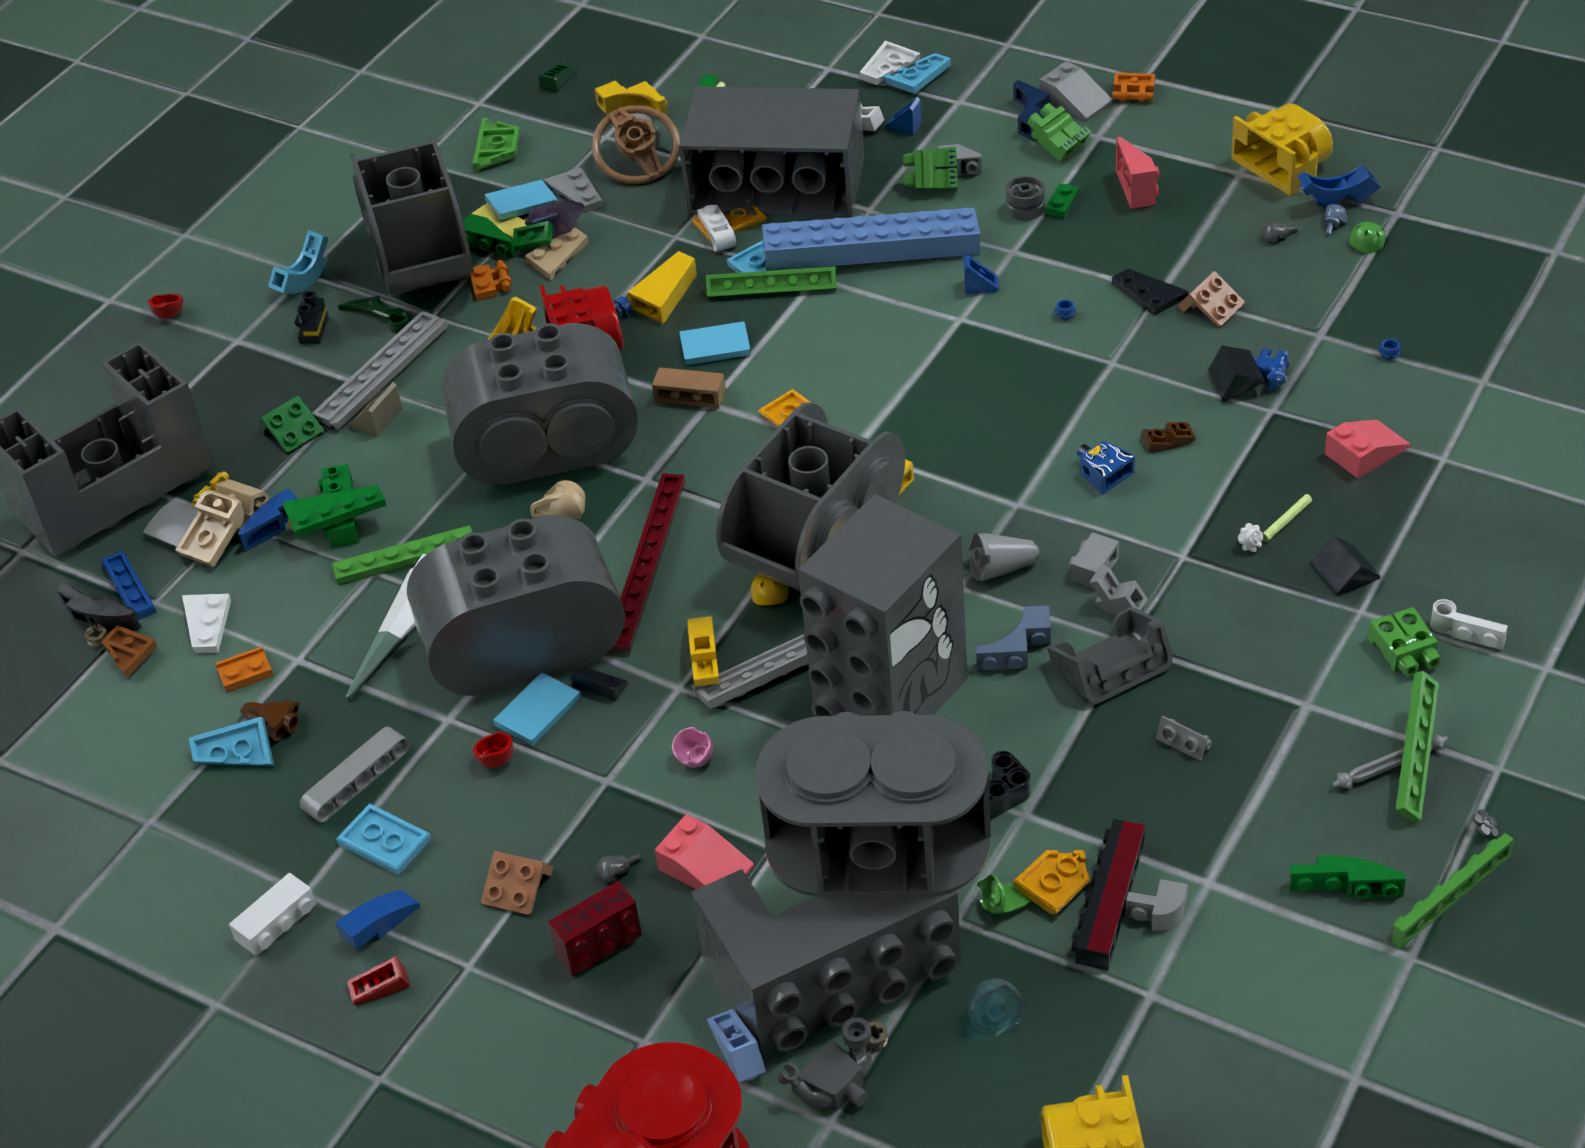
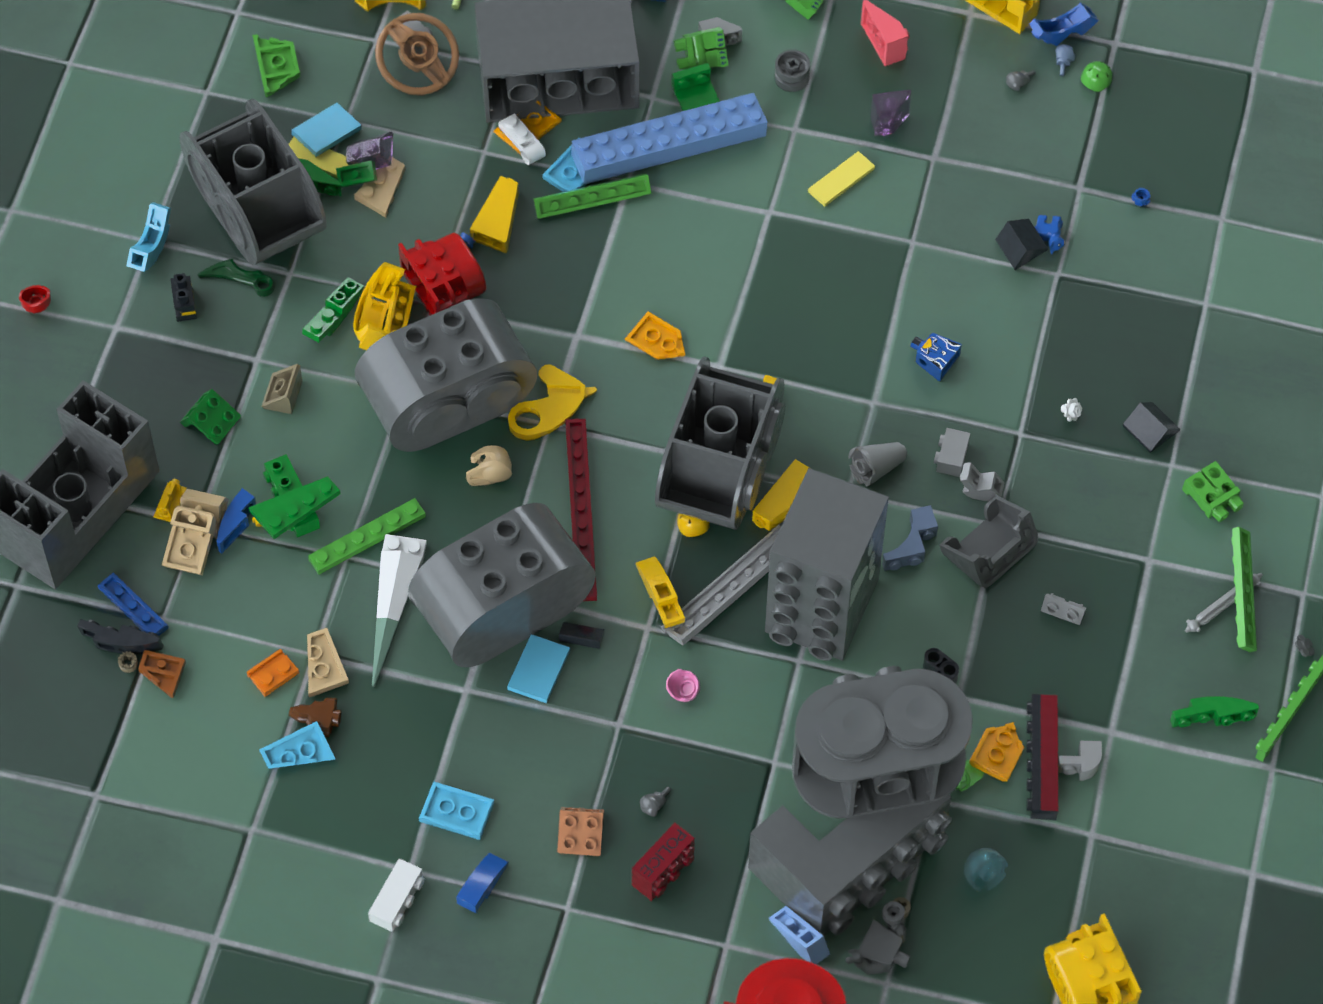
camera: 20 degrees left, 15 degrees up
(171, 523) = (148, 537): light grey slope -> none
(206, 620) = (218, 629): white wing -> none
(302, 668) = (324, 664): none -> tan wing
(354, 774) = (411, 757): light grey beam -> none
(379, 370) = (269, 343): light grey plate -> none
(389, 986) = (511, 920): red slope -> none
(441, 356) = (335, 310): none -> green slope
(483, 281) = (331, 235): orange plate -> none
(494, 750) = (520, 719): red helmet -> none
(576, 188) = (372, 107): light grey wing -> none
(669, 454) = (564, 399): none -> yellow animal
(689, 387) = (557, 324): medium nougat brick -> none
(698, 854) = (723, 784): coral slope -> none
(715, 343) = (562, 270): medium azure tile -> none
(913, 195) = (694, 87): none -> green bracket
(978, 277) = (775, 166): blue slope -> none
(1047, 298) = (841, 178): none -> light yellow piece
(1062, 200) = (823, 66): green plate -> none
(1065, 309) = (859, 187): blue plate -> none
(1121, 239) = (889, 111): none -> clear purple slope
(1148, 291) = (924, 160): black wing -> none
(1172, 436) = (982, 314): reddish brown slope -> none
(1214, 299) = (982, 162): nougat bracket -> none
(1286, 517) = (1094, 383): yellowish green bar -> none
(1363, 445) = (1141, 302): coral slope -> none
(1465, 627) = (1256, 470): white plate -> none

